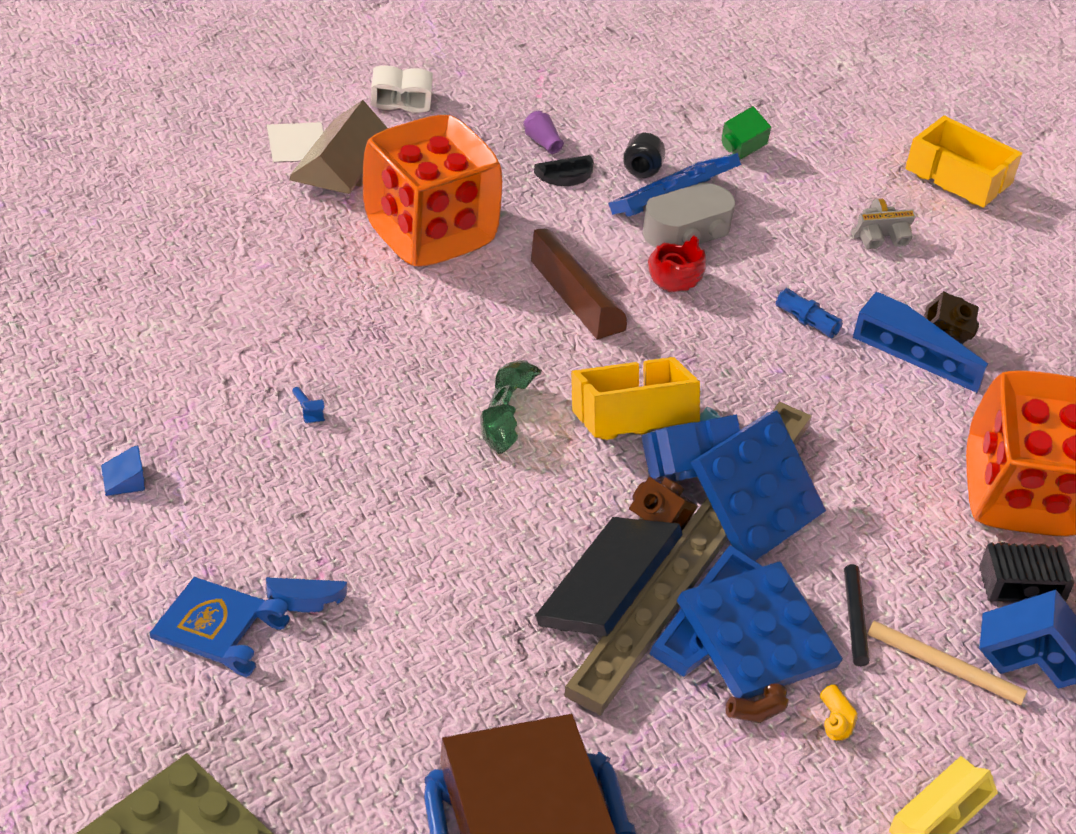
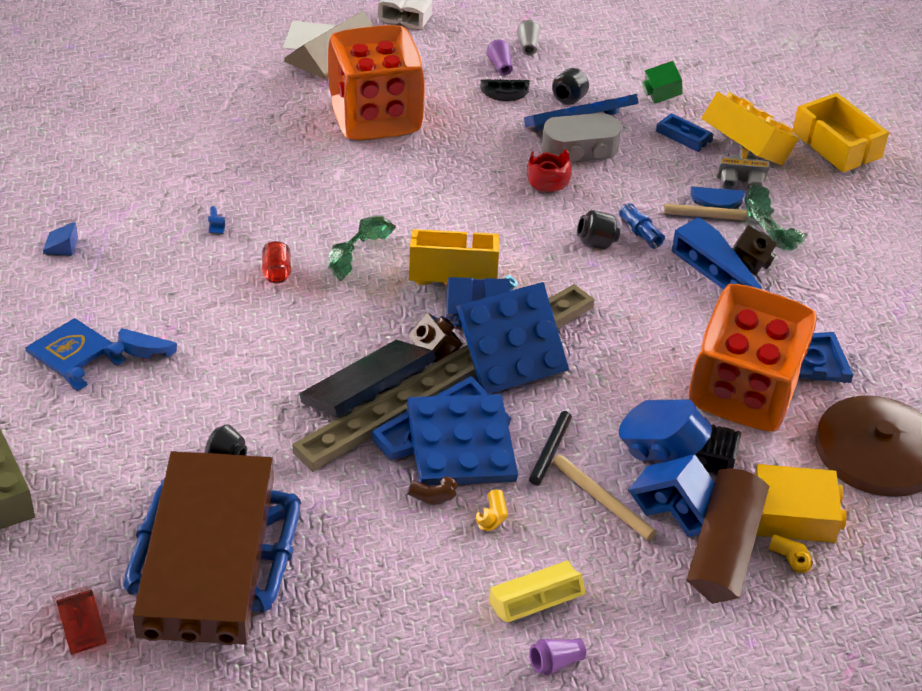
camera: 20 degrees right, 0 degrees up
(417, 446) = (276, 261): none -> clear red brick
(486, 708) = (226, 441): none -> black cone
(561, 100) = (528, 34): none -> light grey cone
(576, 285) = (463, 172): reddish brown brick -> none
(768, 327) = (598, 229): none -> black head
(792, 189) = (684, 132): none -> blue tile
(865, 282) = (705, 212): none -> tan bar
(871, 265) = (717, 197): none -> blue tile
(873, 171) = (750, 127): none -> yellow brick
(920, 266) = (758, 207): none -> clear green piece
(991, 565) = (664, 430): none -> blue brick

